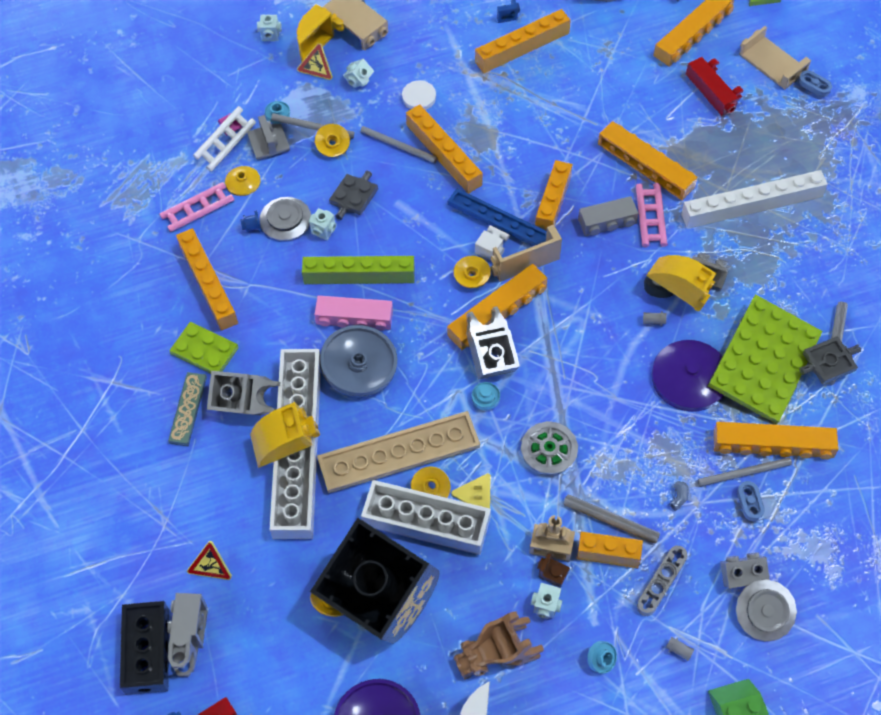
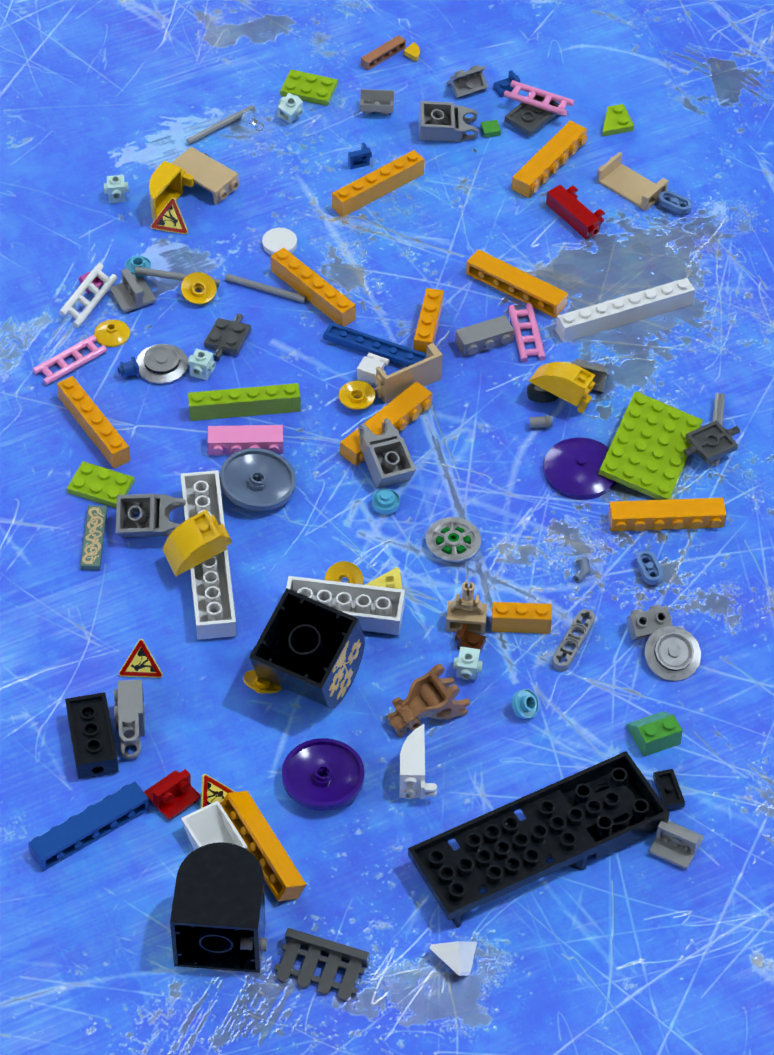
camera: 10 degrees left, 10 degrees down
(358, 73) = (215, 224): light aqua brick -> none
(398, 451) = (307, 555): tan plate -> none
(611, 518) = (518, 593): light grey axle -> none
(679, 648) = (596, 692): light grey pin -> none
(744, 471) = (640, 545): light grey axle -> none

